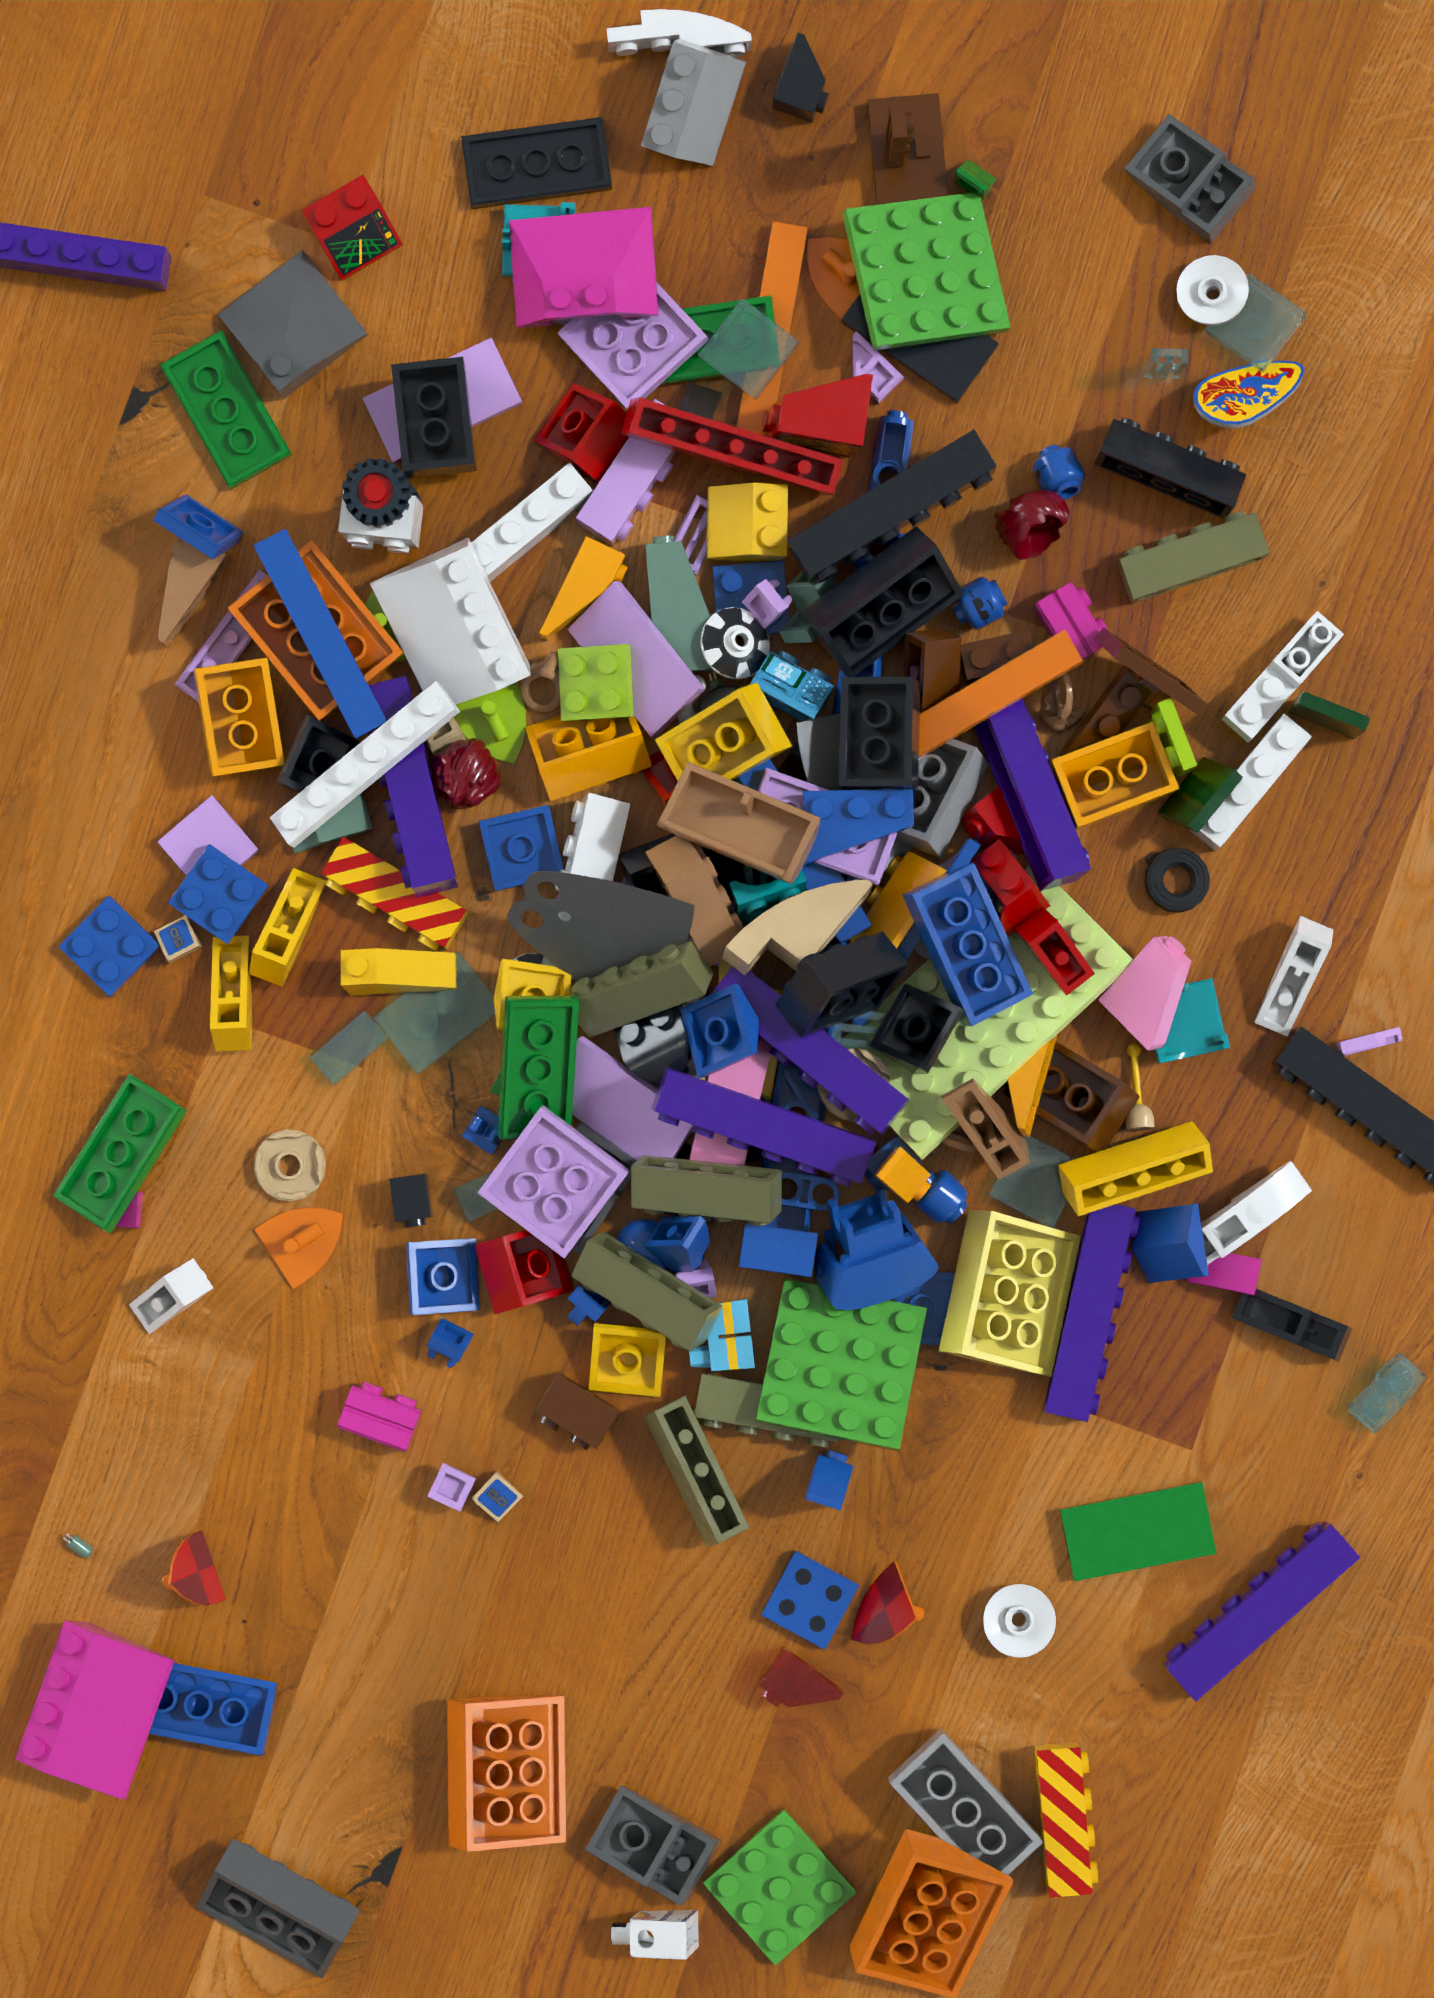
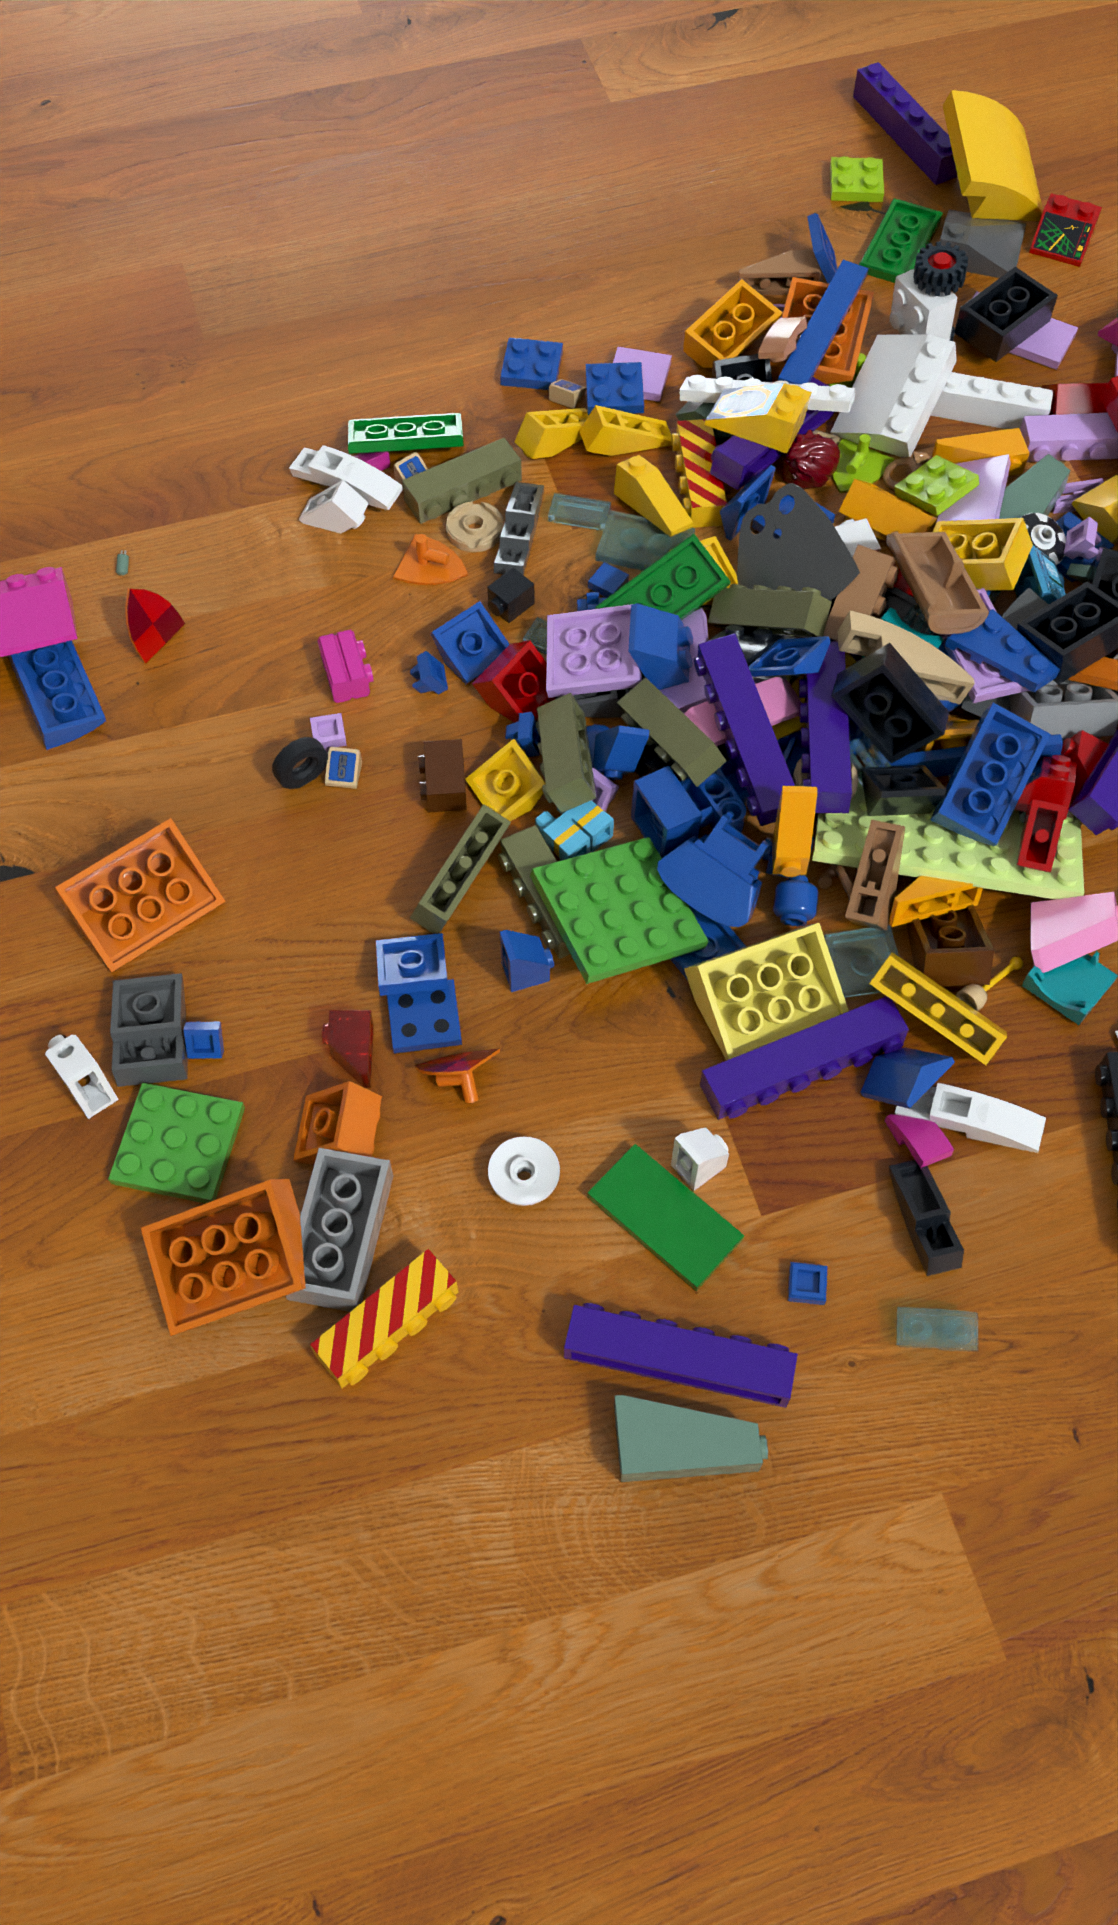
camera: 50 degrees right, 25 degrees down
(96, 376) = (856, 179): none -> lime plate
(139, 1256) = (331, 466): none -> white slope
(179, 1180) = (409, 467): none -> slope
(216, 239) = (991, 158): none -> yellow slope
(228, 1140) = (462, 480): none -> olive brick
(312, 700) = (781, 338): none -> nougat slope
(329, 1125) = (519, 527): none -> dark grey slope
(397, 807) = (761, 413): none -> yellow slope
(458, 1085) = (607, 580): none -> blue tile
(471, 1538) = (294, 753): none -> black tyre
(474, 886) = (752, 493): none -> blue slope
(603, 1123) = (660, 646): none -> blue slope
(700, 1805) = (203, 1040): none -> blue tile
(758, 1580) = (411, 964): none -> blue plate
(867, 1747) = (338, 1120): none -> orange slope
(1115, 1468) = (699, 1156): none -> white slope
(1274, 1460) = (807, 1283): none -> blue tile
(1327, 1661) = (682, 1442): none -> sand green slope

